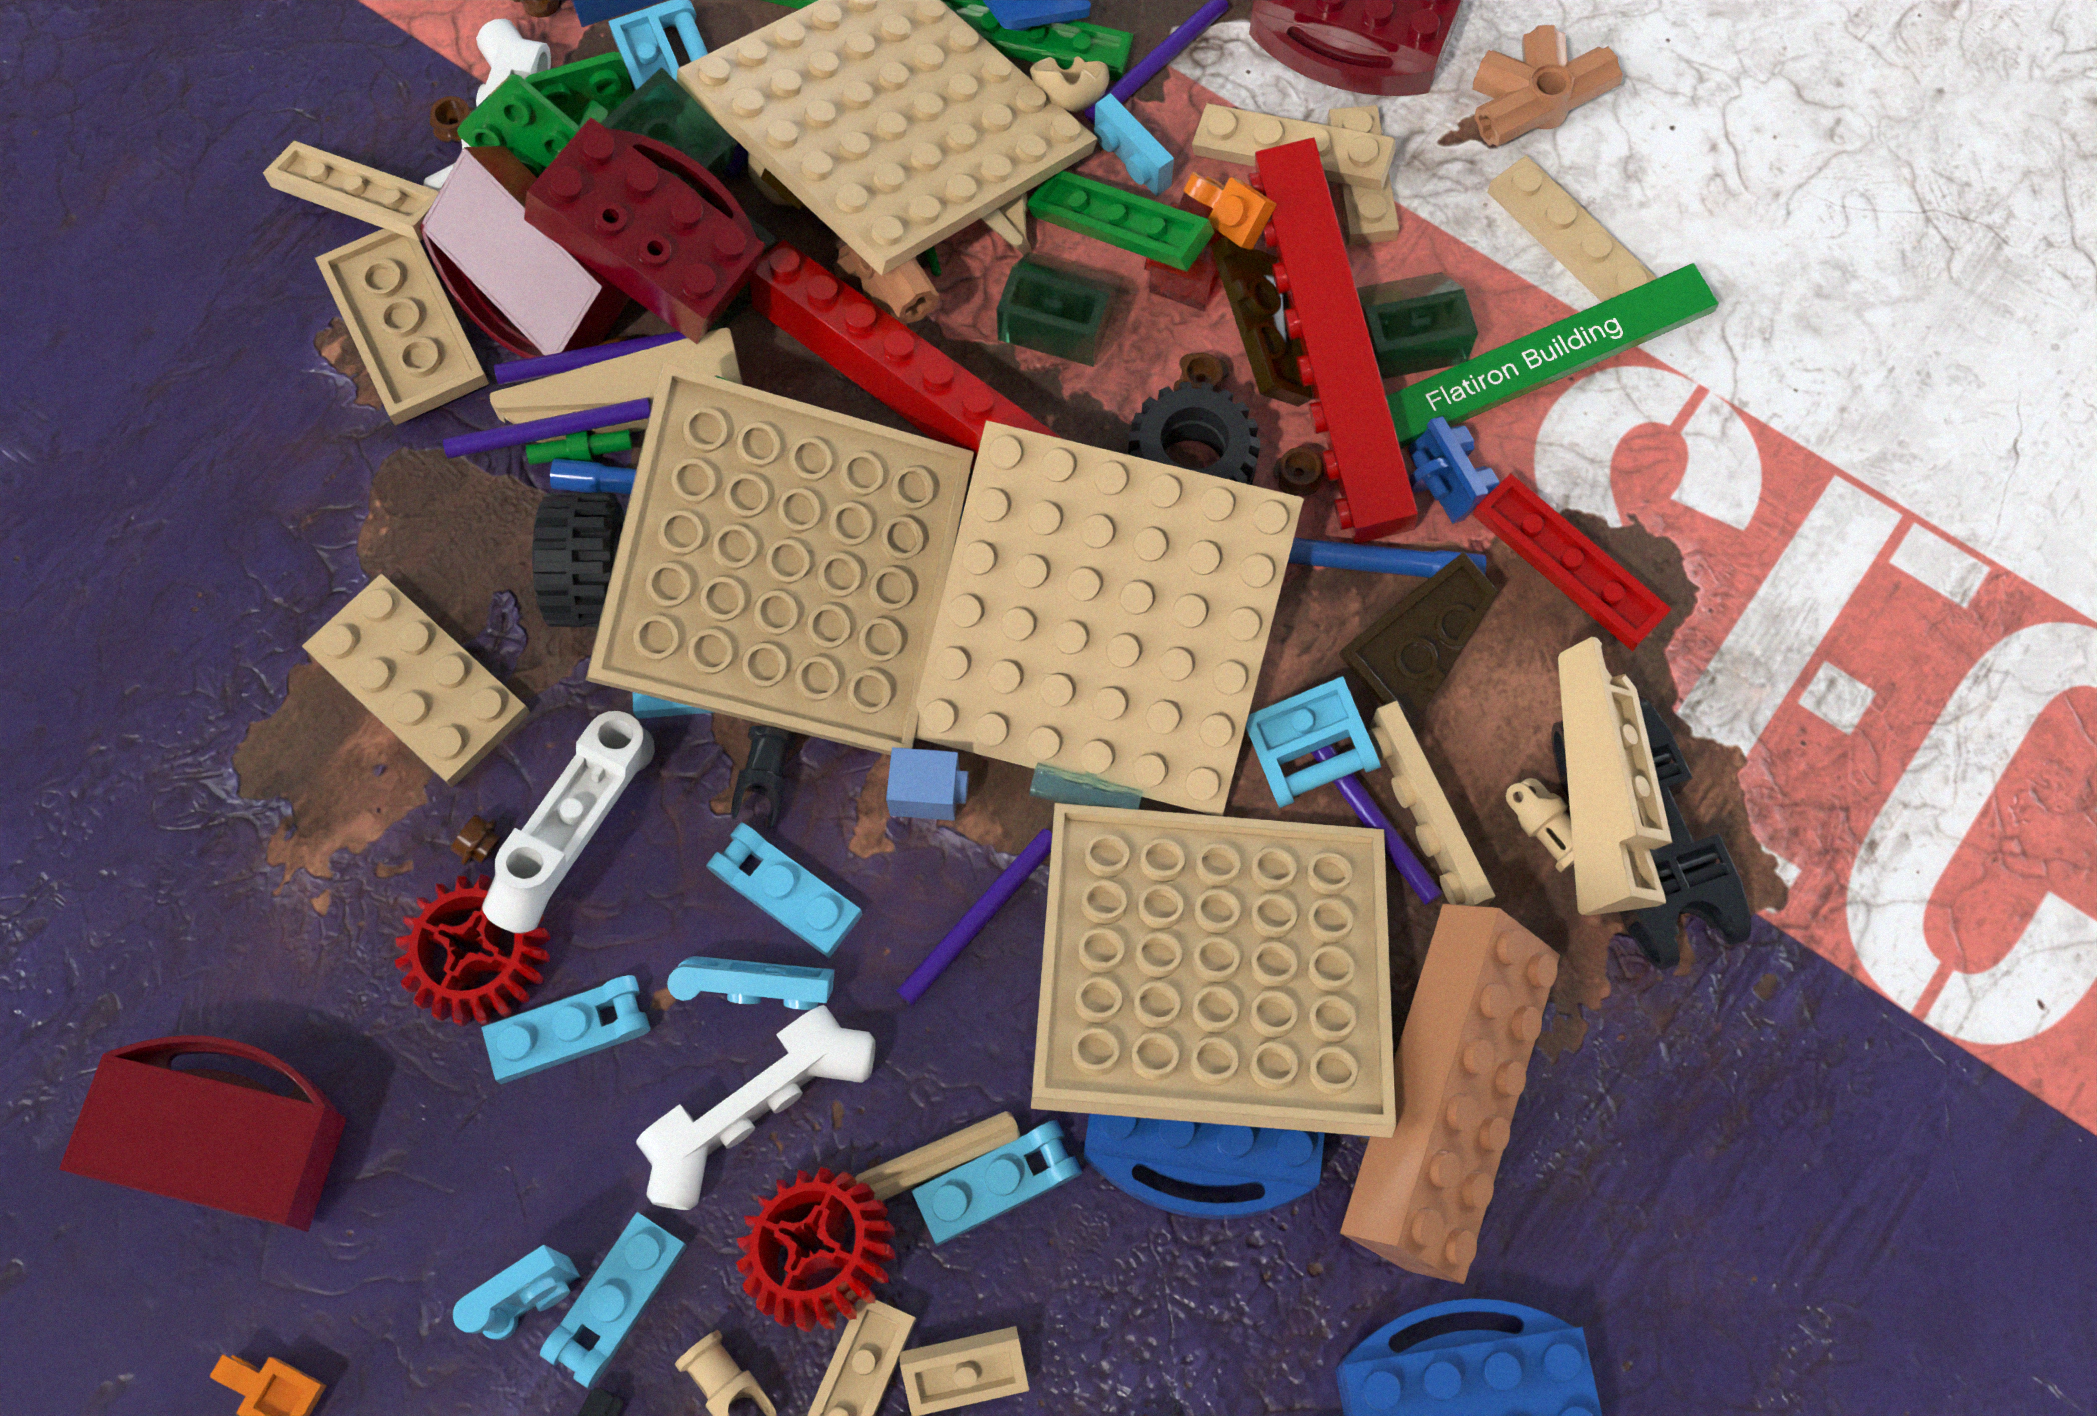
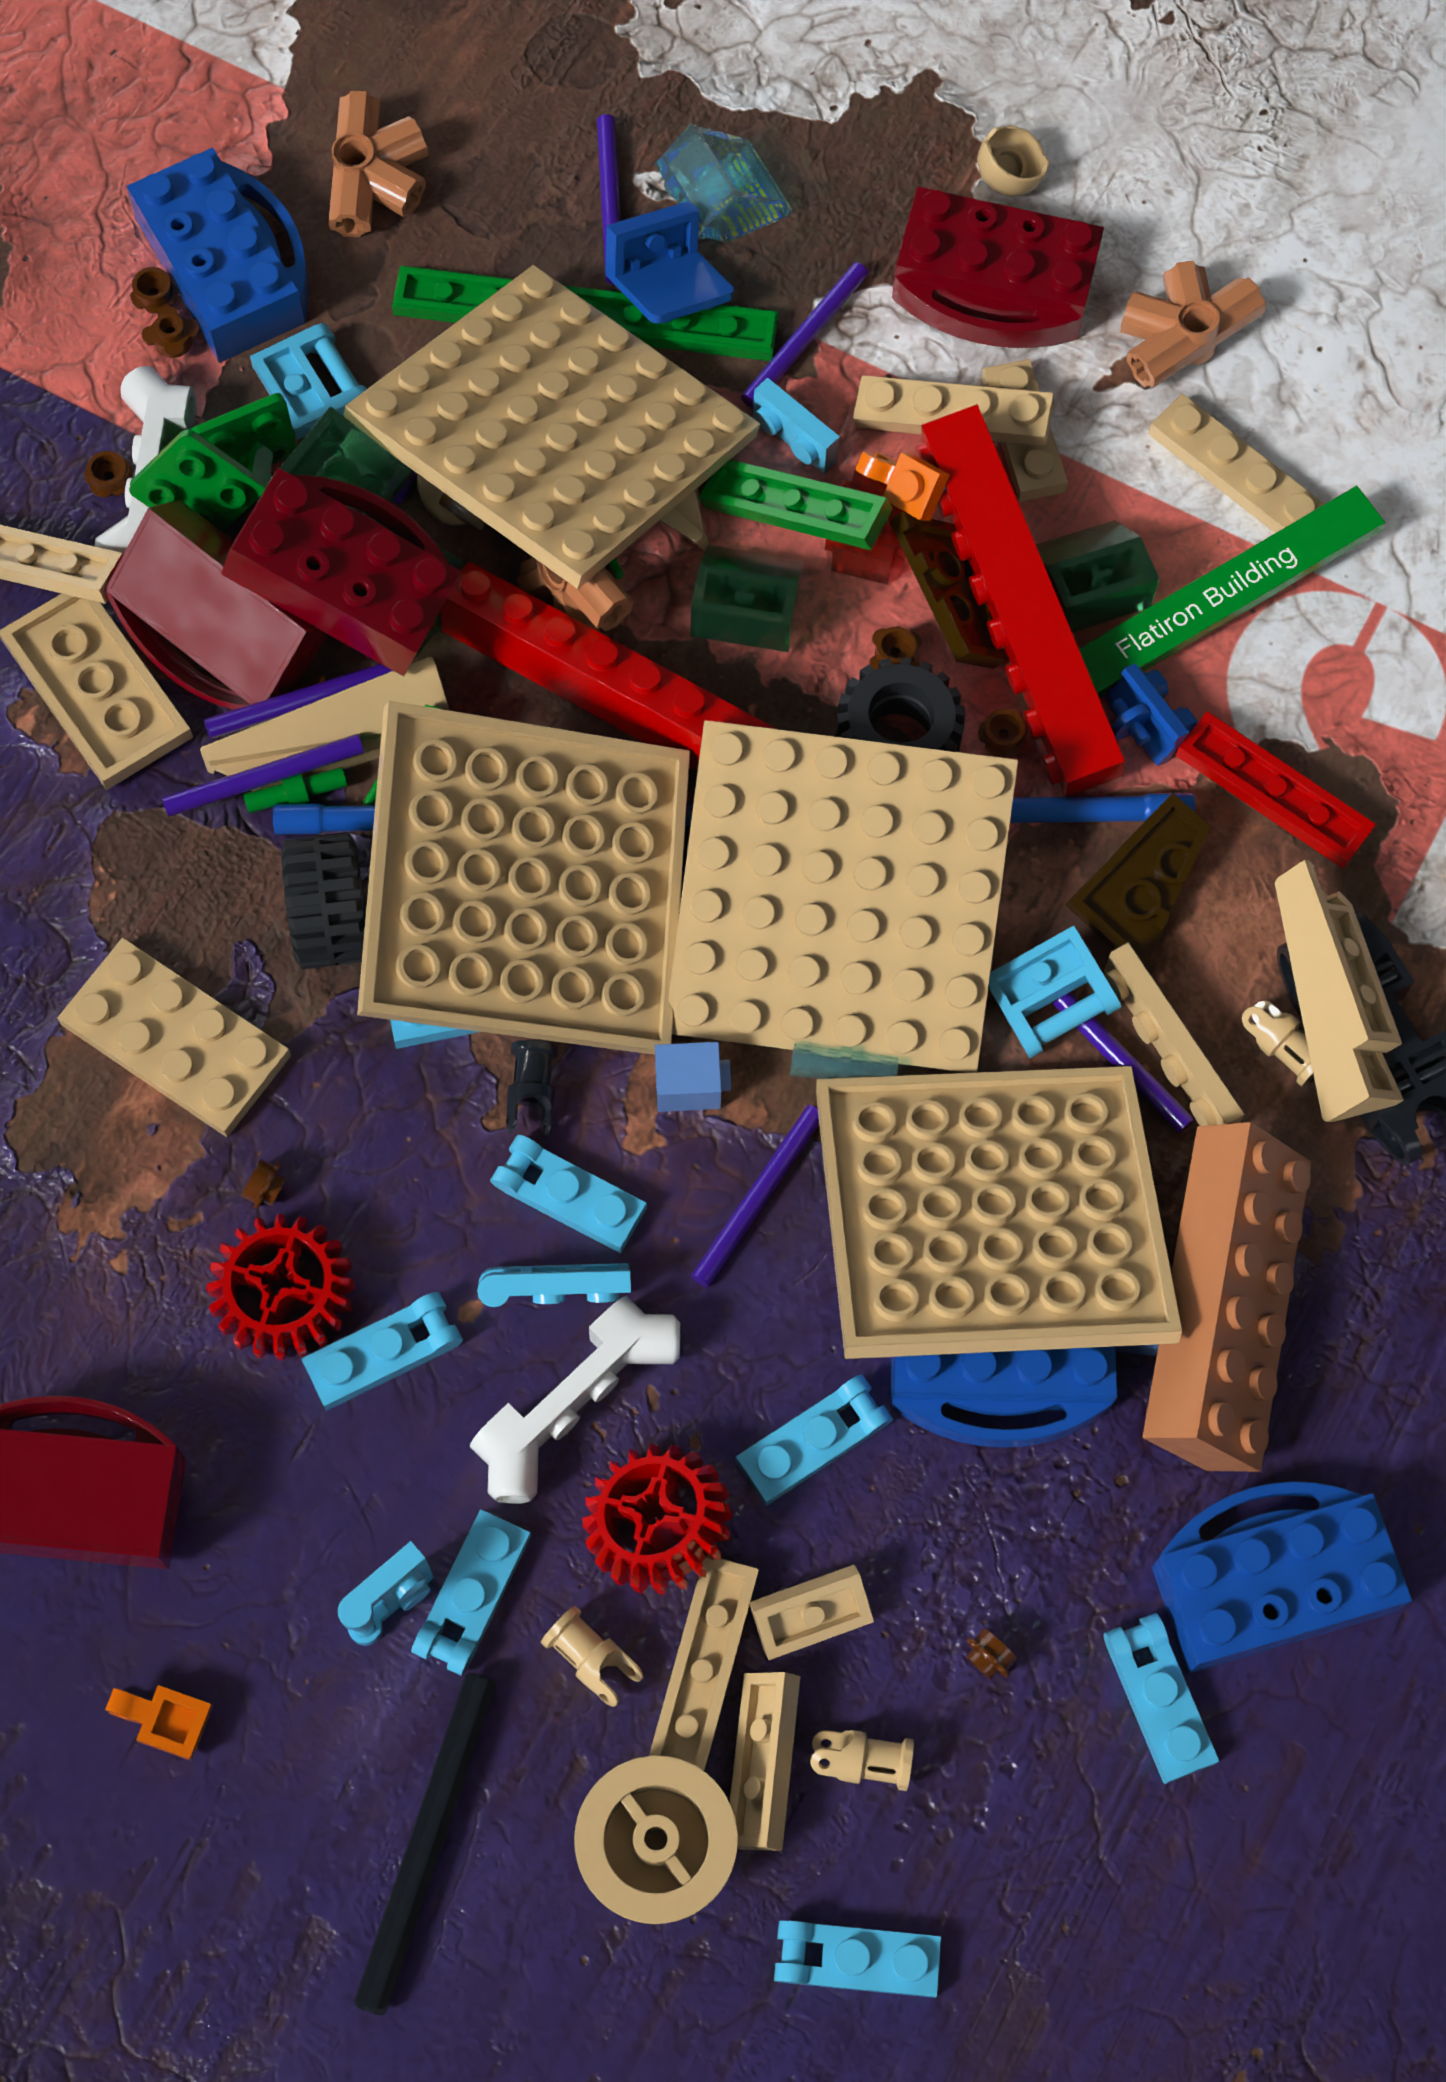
camera: 10 degrees left, 0 degrees up
(542, 853) = (356, 1151): white plate -> none
(940, 1156) = (759, 1421): tan axle -> none
(1073, 87) = (729, 372): tan hair -> none

